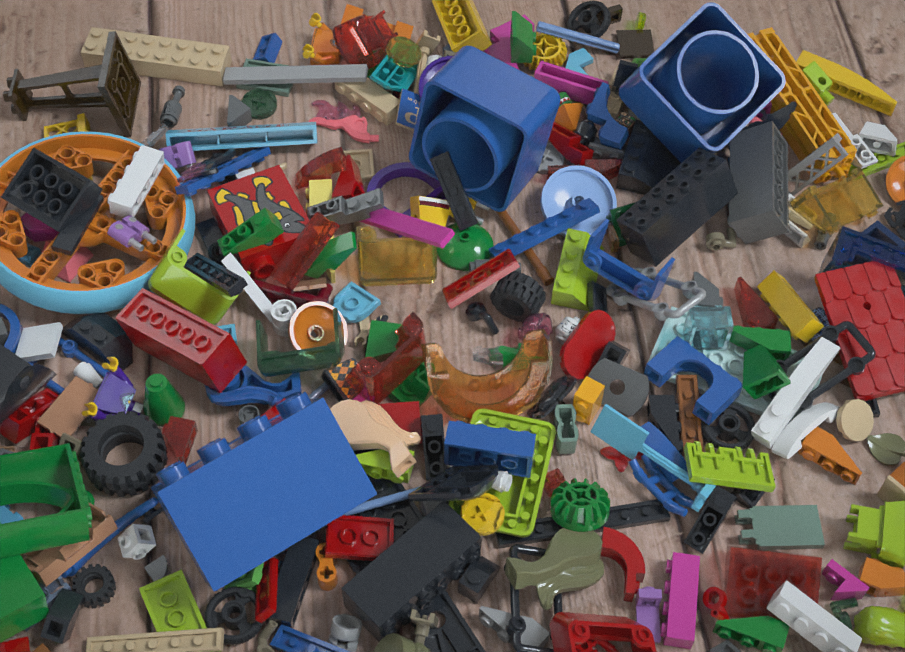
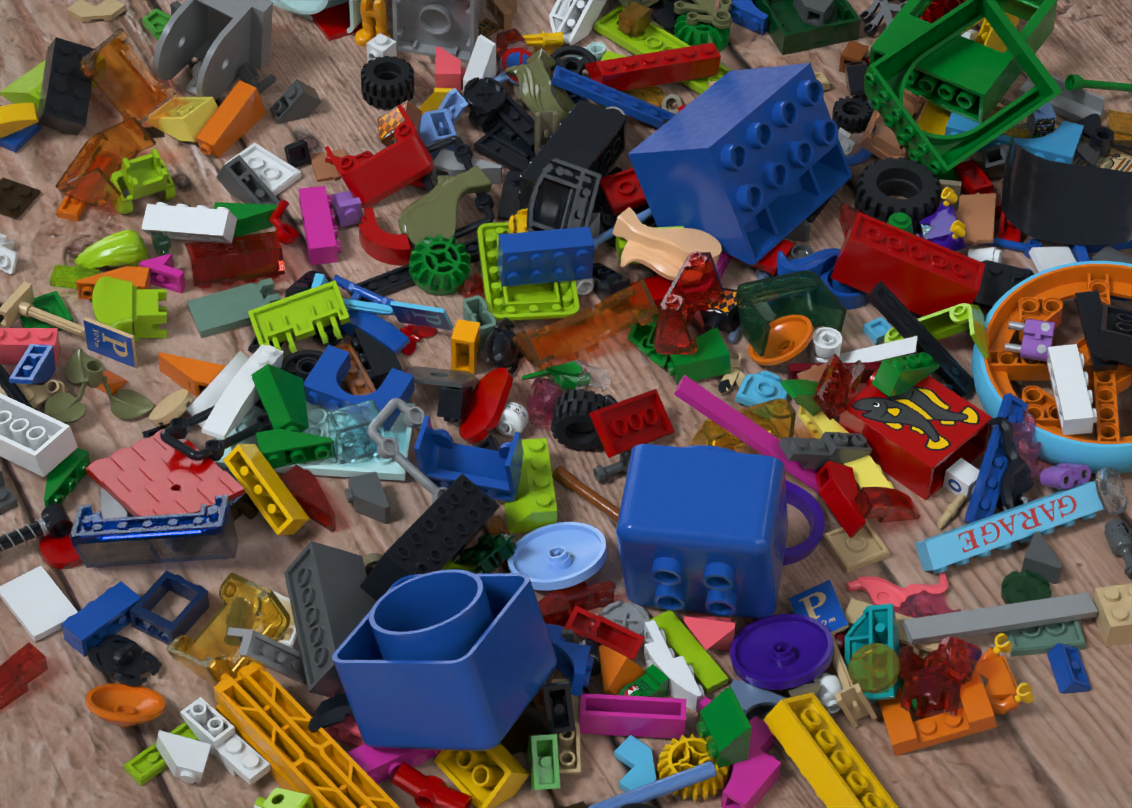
camera: 160 degrees right, 10 degrees down
(547, 228) = (578, 506): blue plate -> none

